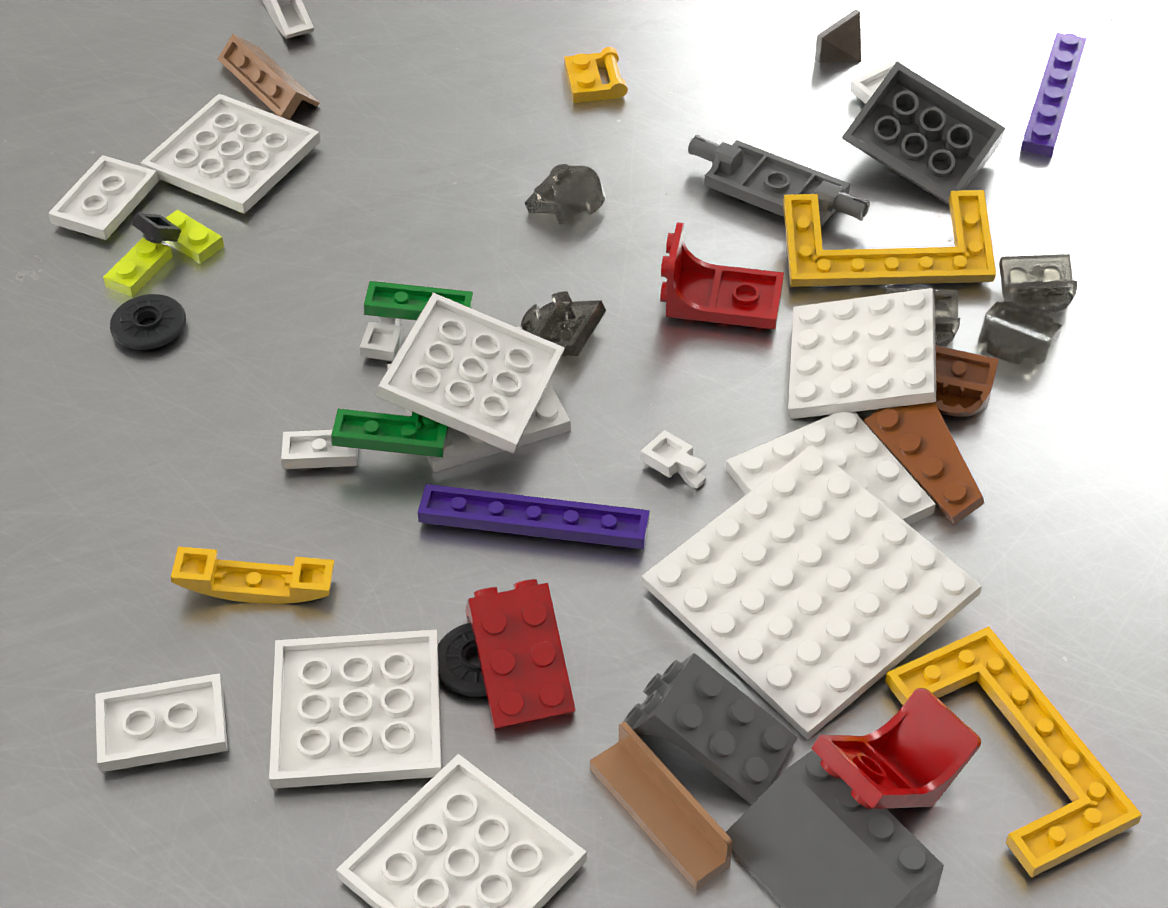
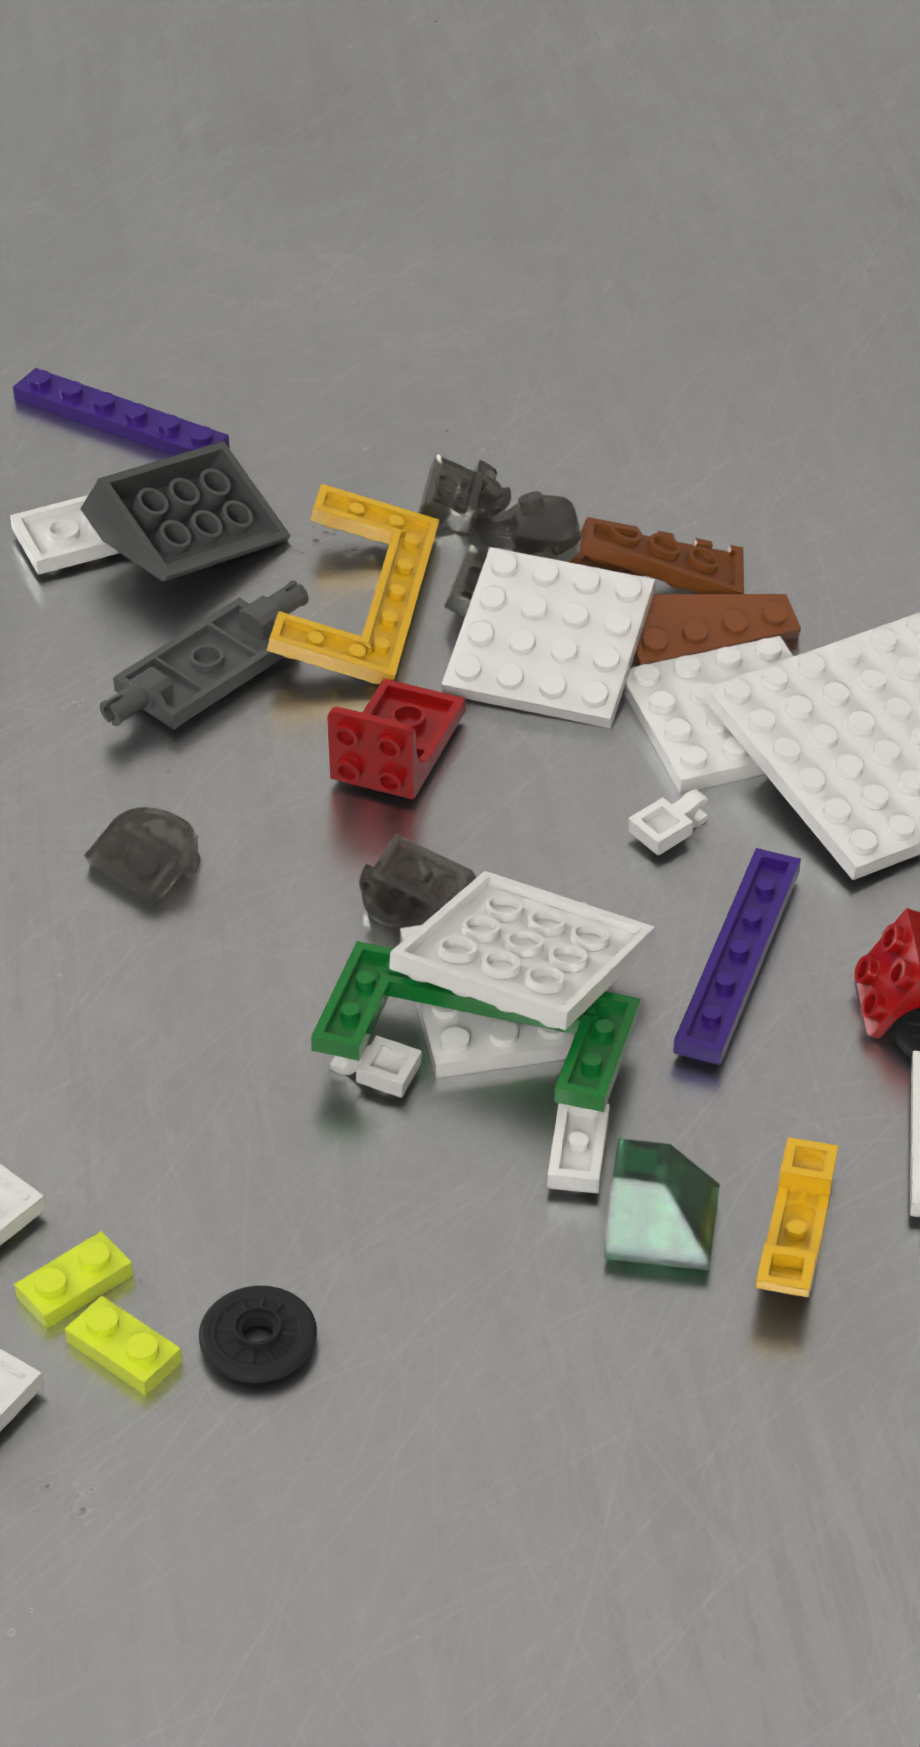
camera: 80 degrees left, 5 degrees down
(156, 228) = (77, 1294): black plate -> none
(258, 495) = (660, 1207): none -> clear green slope
(992, 414) = (665, 559): none -> dark orange wing

